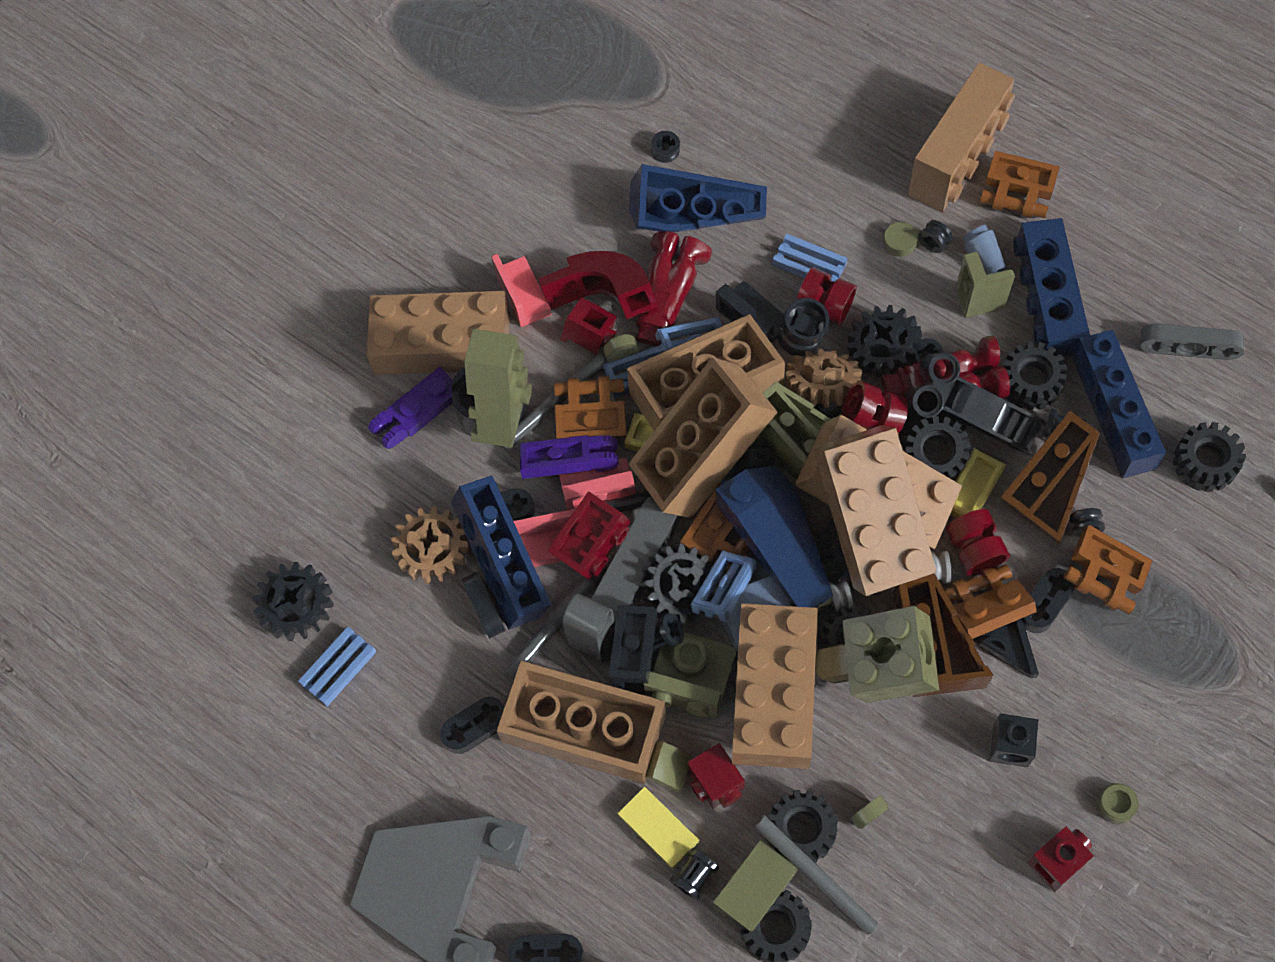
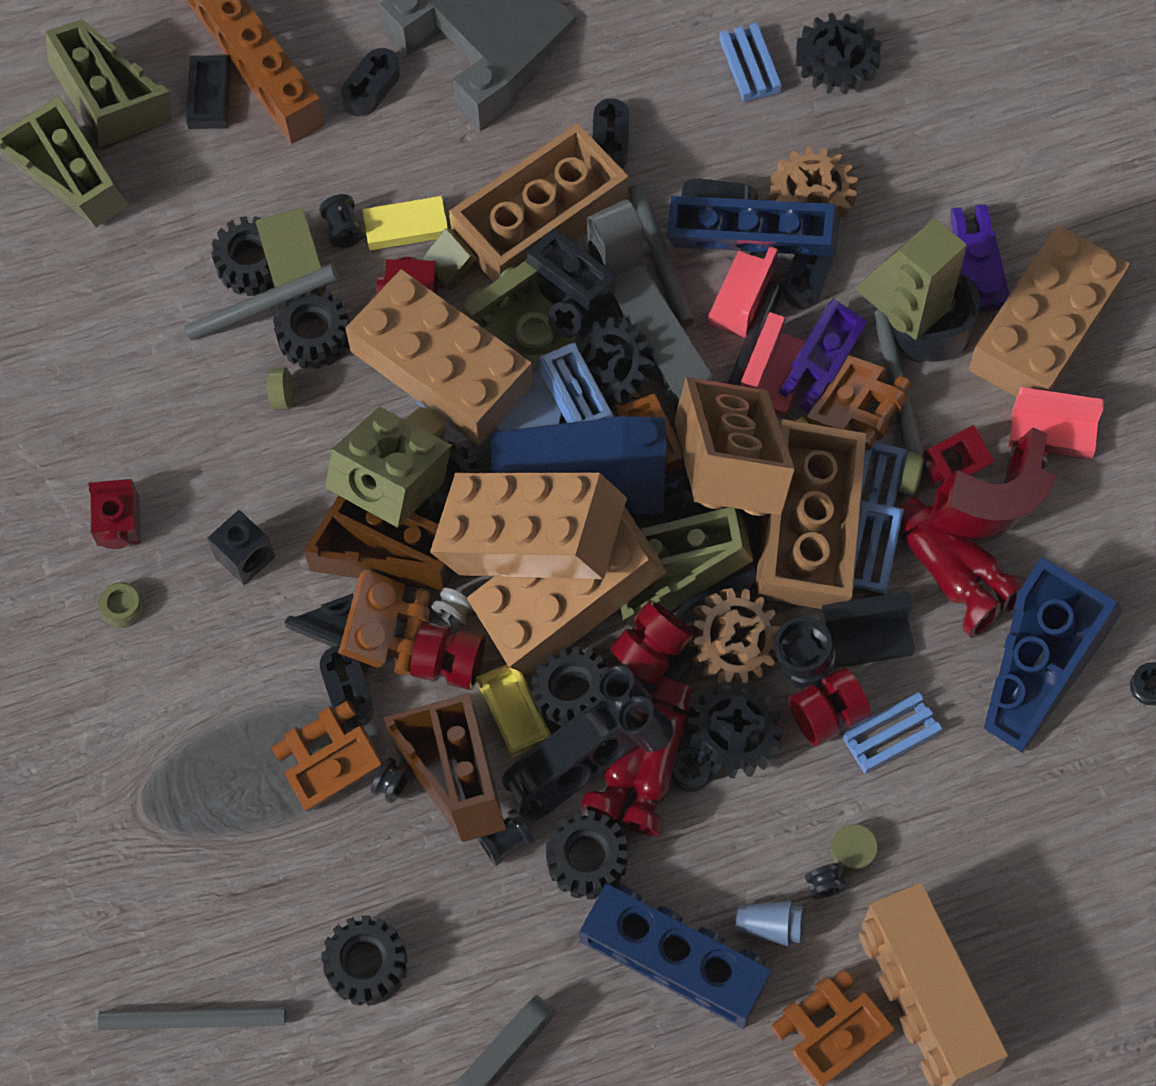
camera: 120 degrees right, 0 degrees up
(590, 536) = (710, 304): dark red bracket -> none
(981, 292) = (726, 854): olive panel -> none
(1118, 404) = (488, 909): dark blue brick -> none

